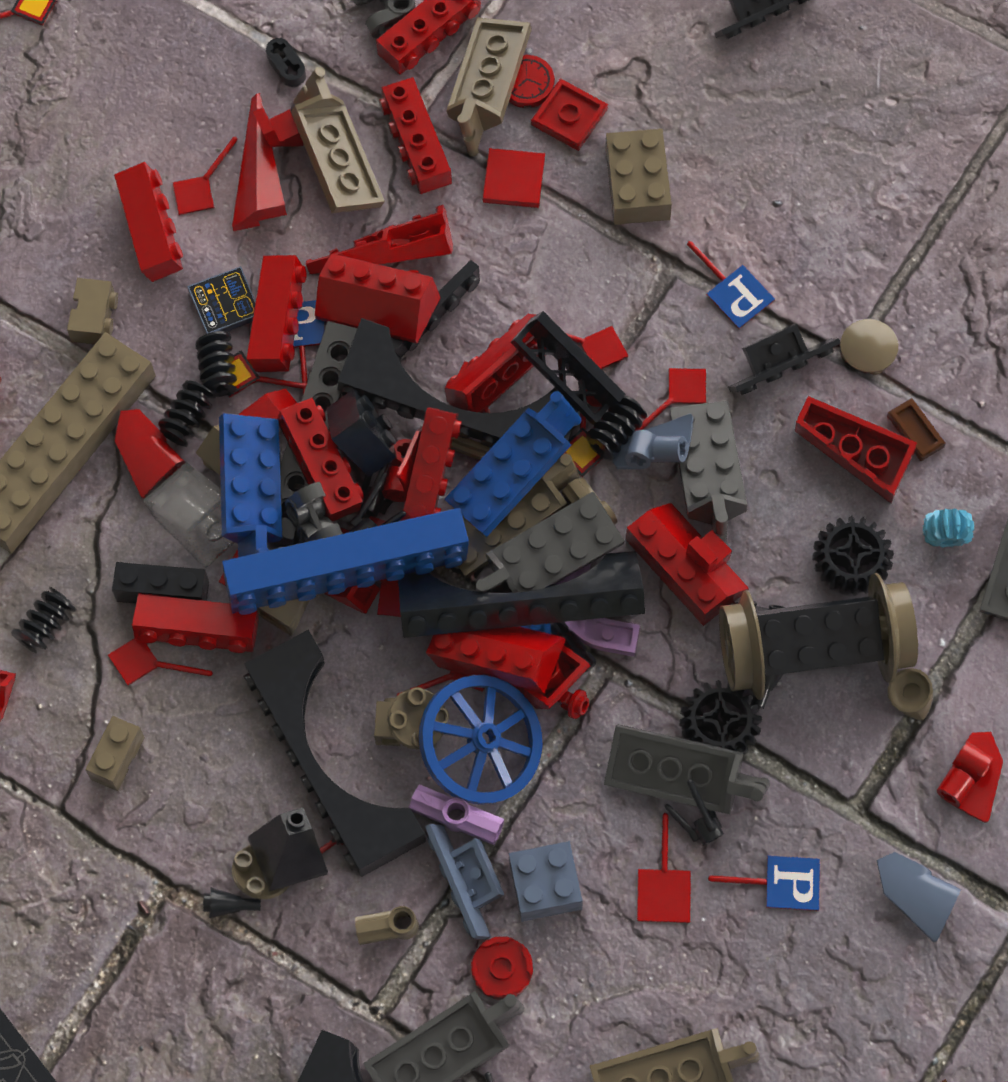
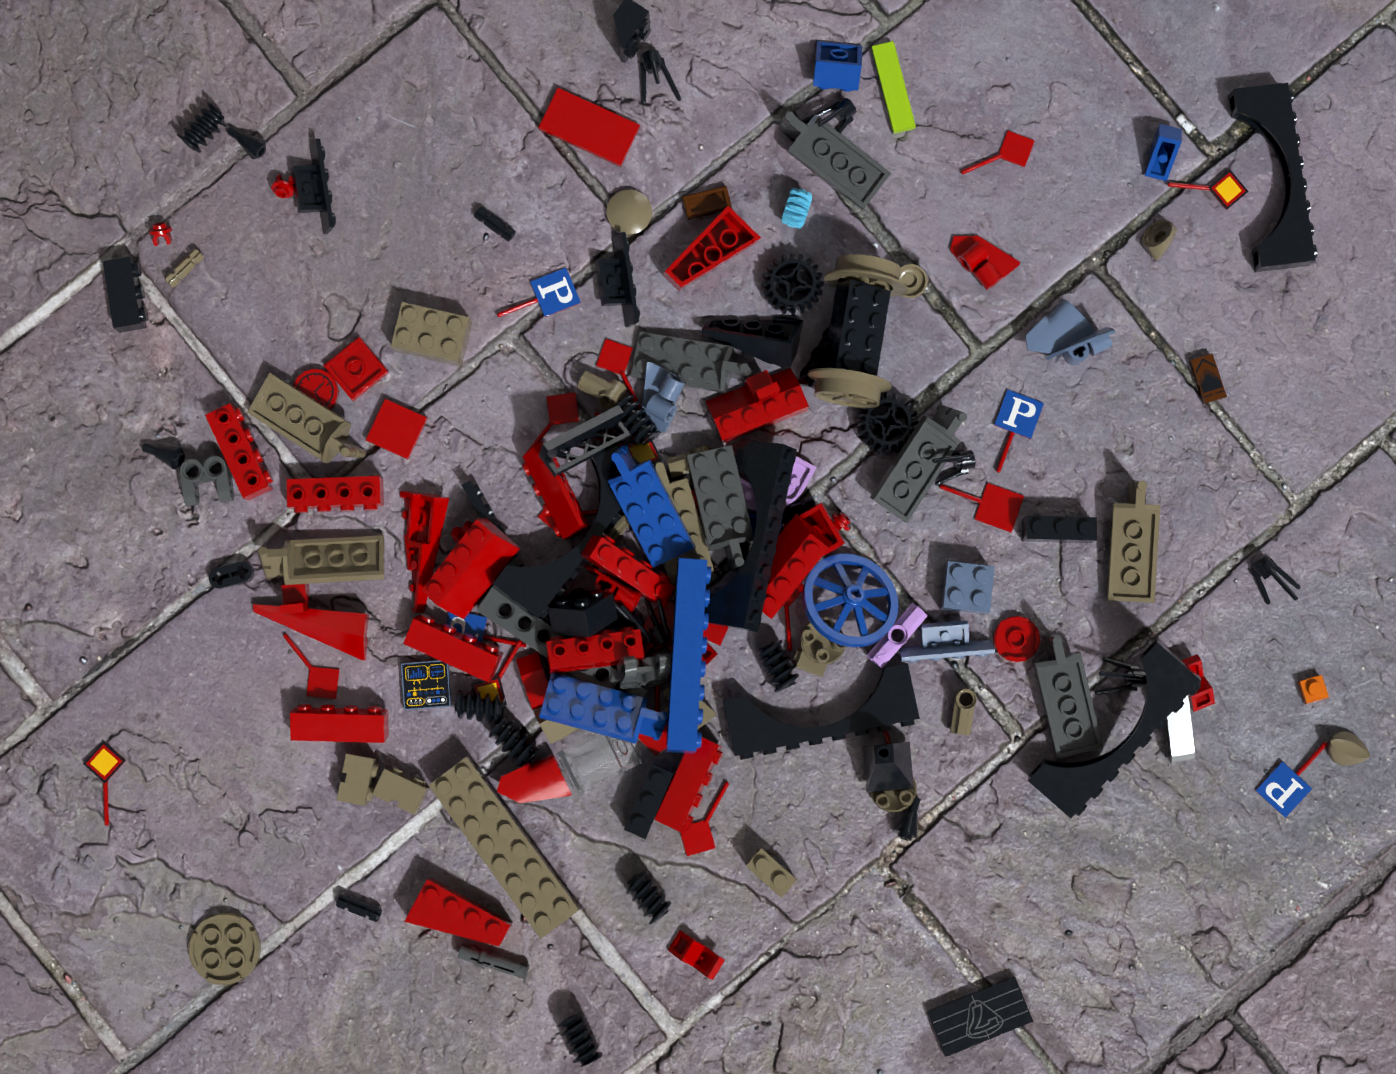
camera: 75 degrees left, 15 degrees up
(91, 261) = (359, 779): none -> dark tan brick
(371, 683) = (778, 666): none -> black piece
(641, 378) = (606, 392): none -> dark tan piece
(660, 974) = (1059, 529): none -> black brick
(770, 543) = (767, 340): none -> black wedge
(796, 204) = (494, 224): none -> black axle
(921, 946) = (1091, 344): none -> sand blue panel
(954, 271) = (589, 127): none -> red tile

